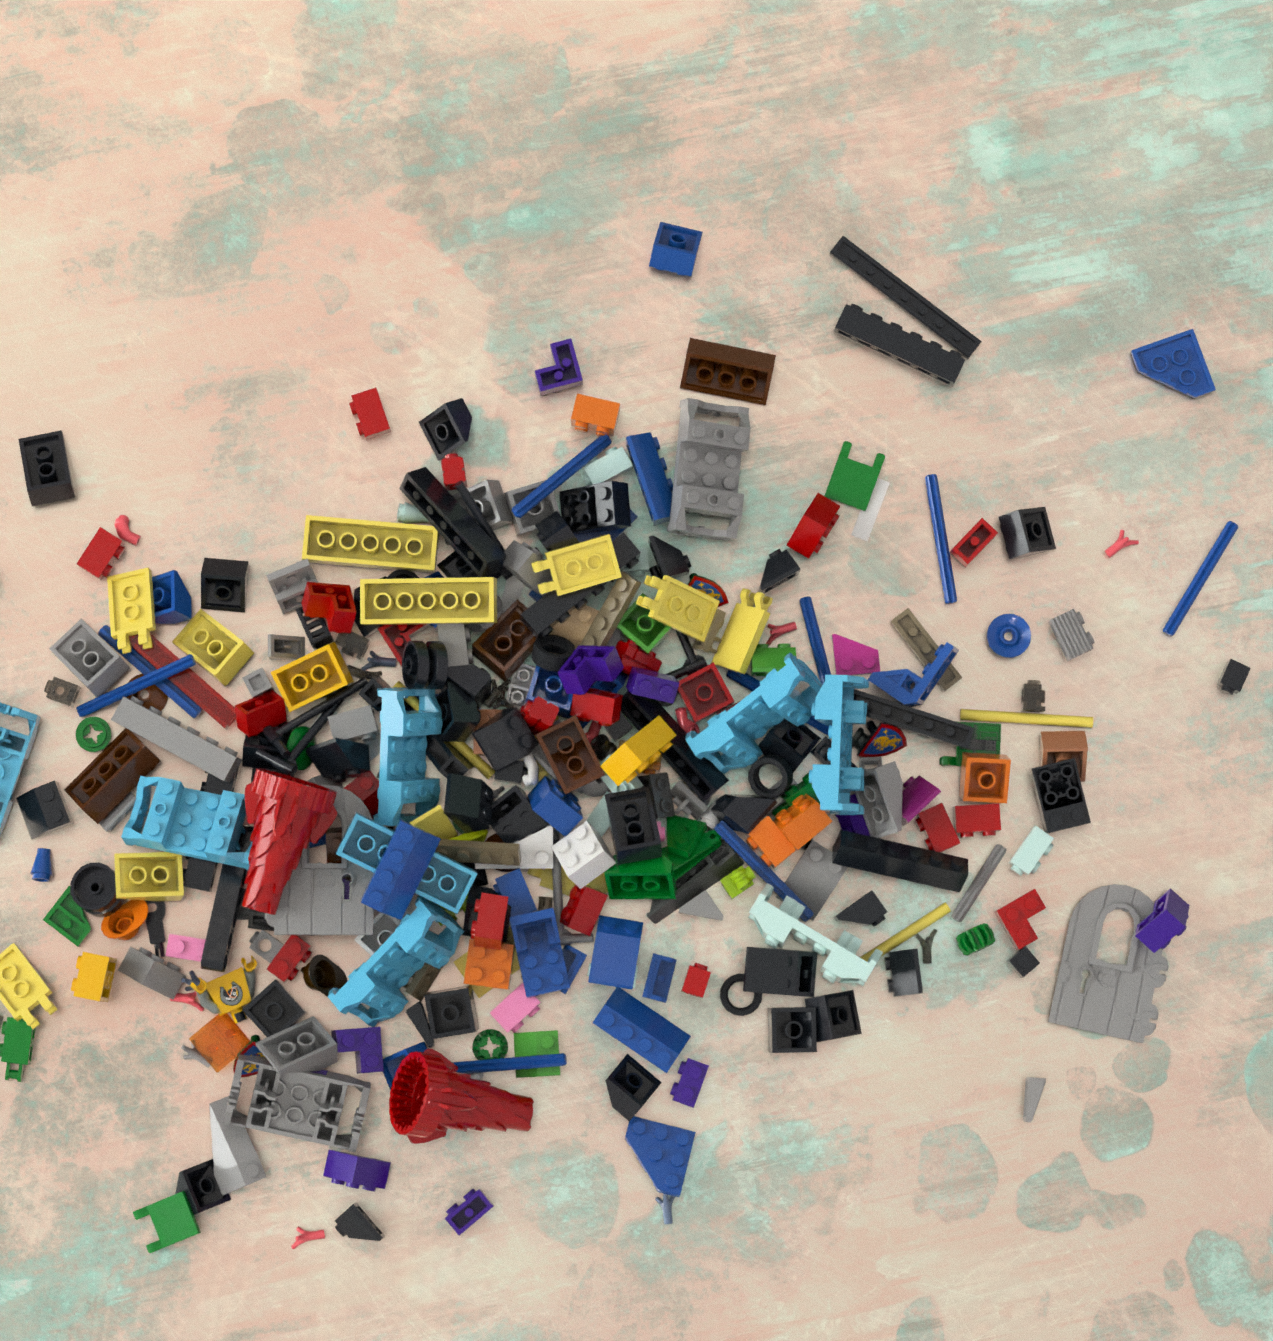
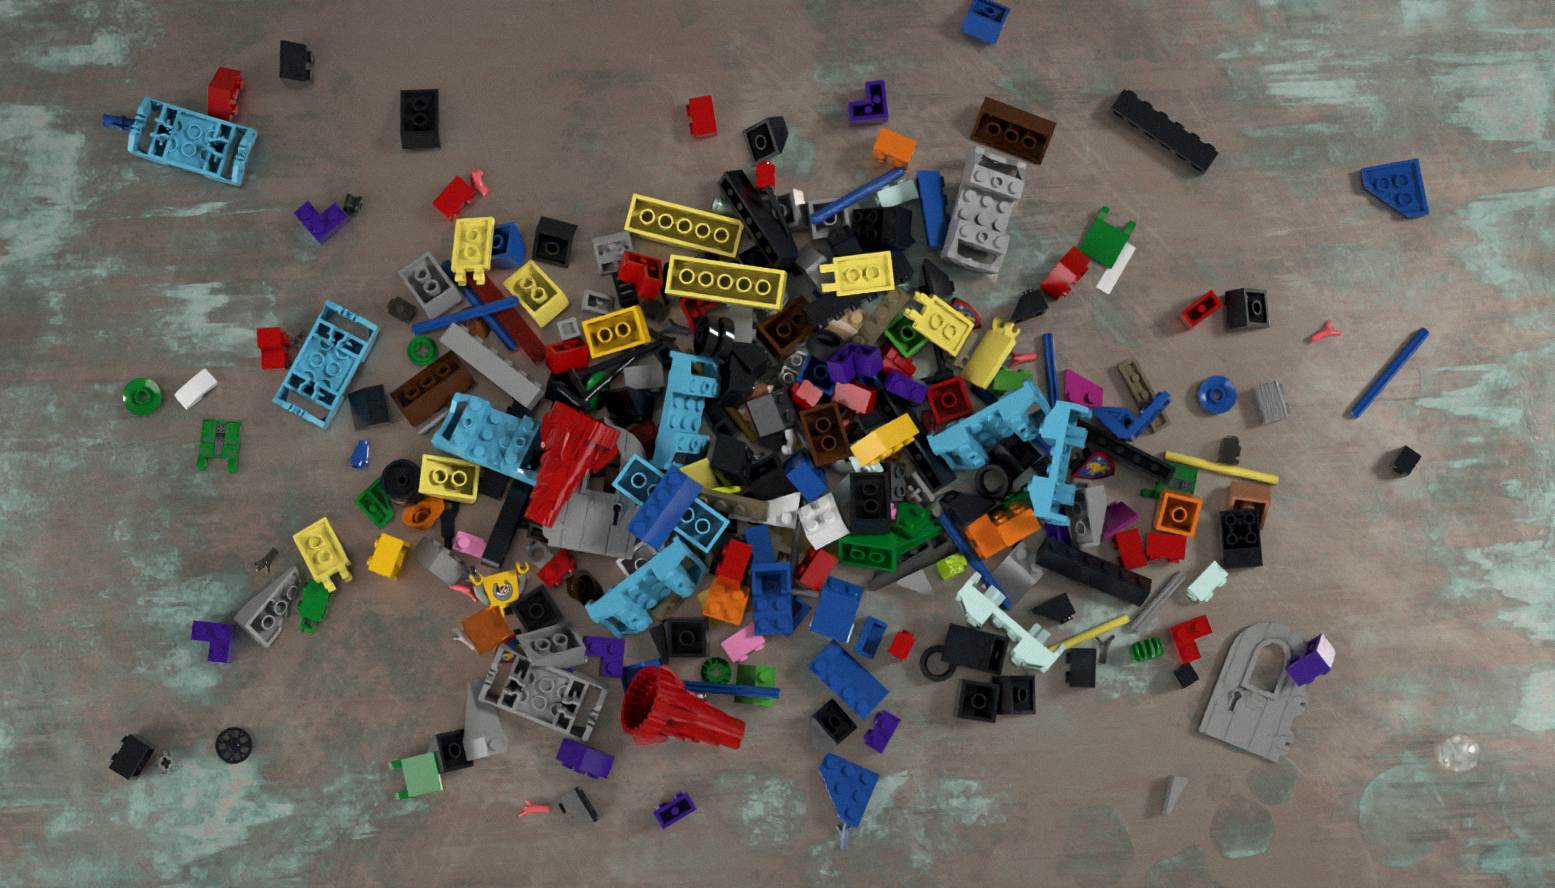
camera: 15 degrees right, 0 degrees up
(905, 297) = (1175, 92): black tile -> none
(941, 539) = (1172, 302): blue axle -> none

